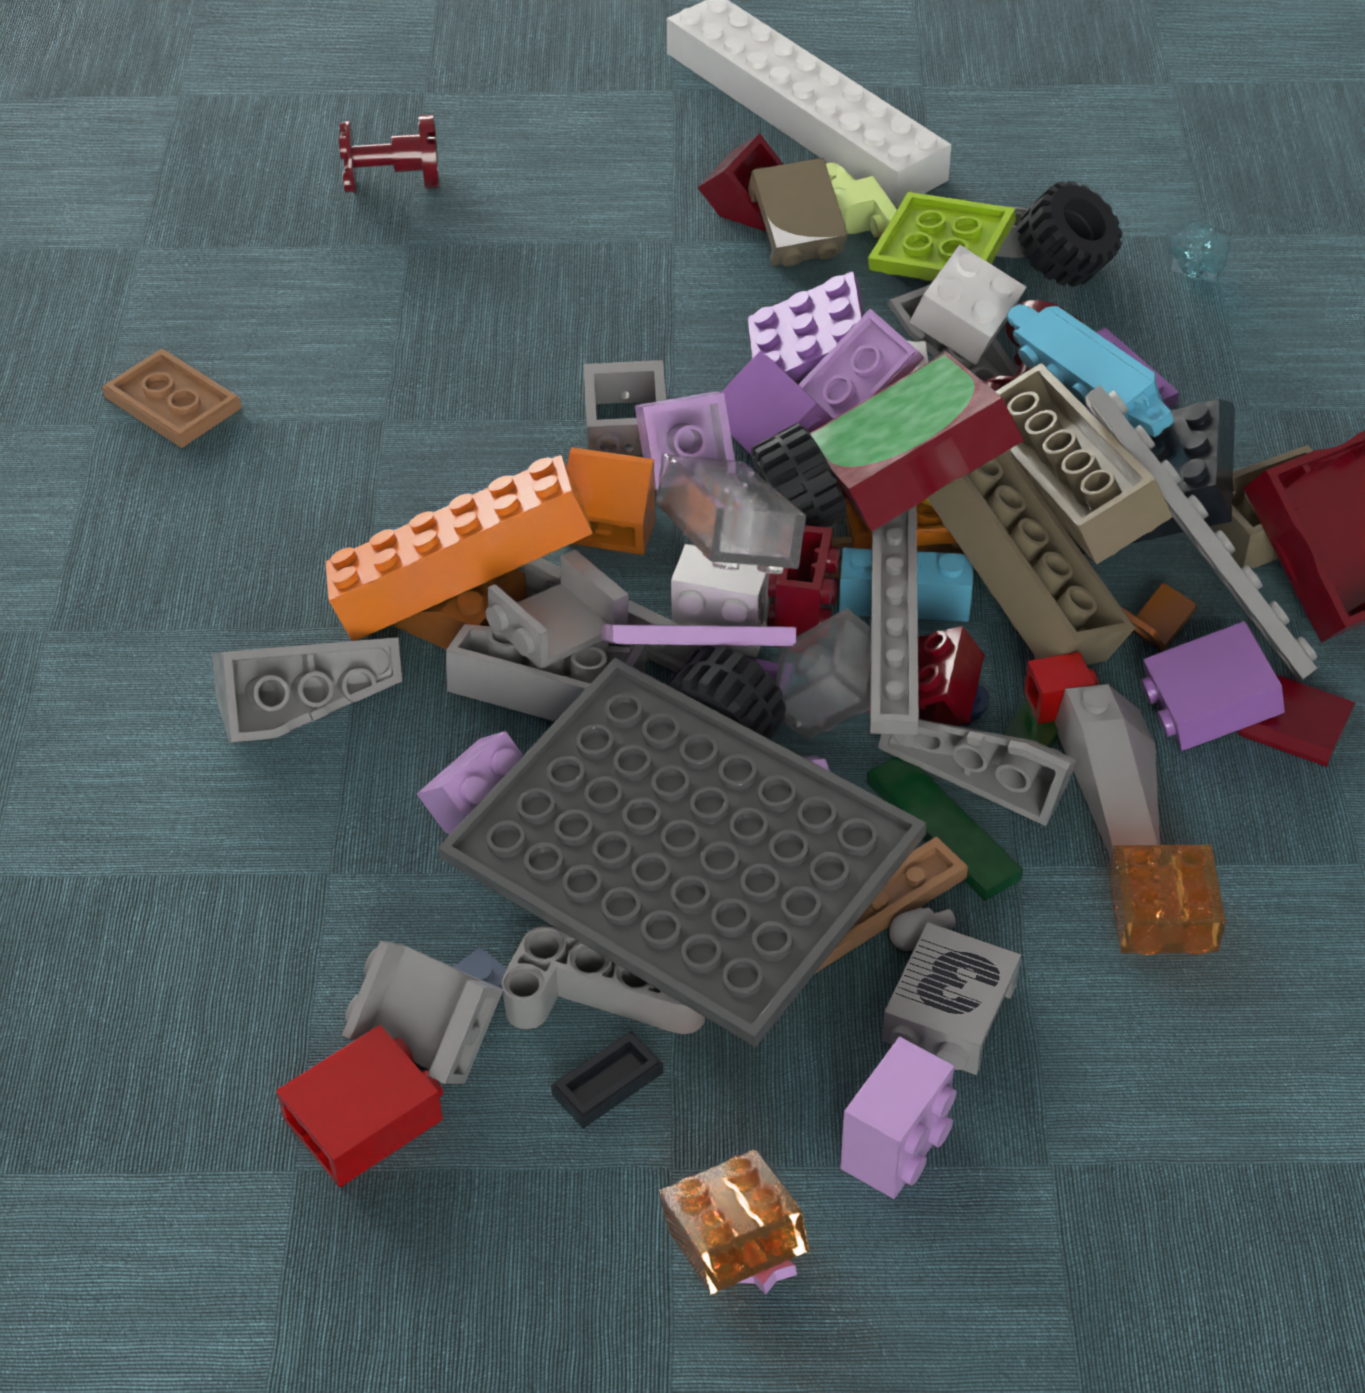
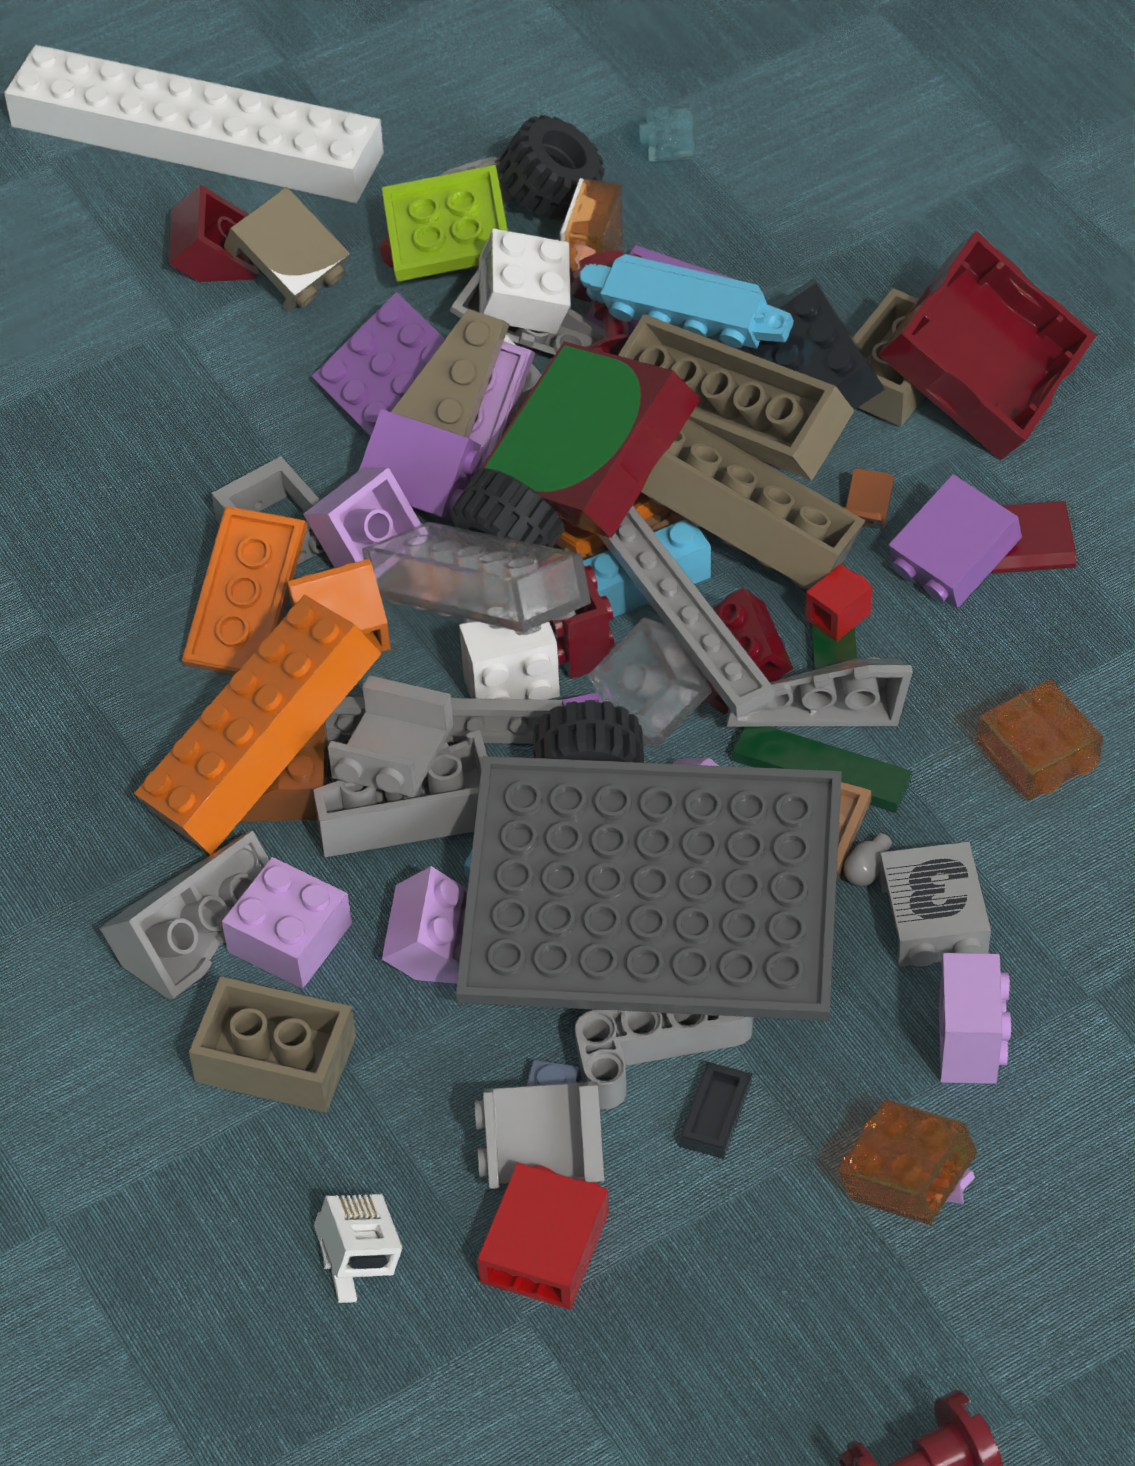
camera: 30 degrees left, 5 degrees up
(199, 1020) = (356, 1240): none -> white piece
(268, 817) = (273, 1044): none -> dark tan brick
(367, 726) = (287, 922): none -> lavender brick
(573, 417) = (243, 588): none -> orange tile
(699, 635) = (531, 702): lavender tile -> none
(844, 350) = (456, 376): none -> dark tan wing
(861, 202) = (342, 213): yellowish green plate -> none
(1075, 282) = (593, 220): none -> clear orange piece
(1112, 763) = (899, 626): light grey wedge -> none
(1214, 547) = (888, 419): light grey plate -> none

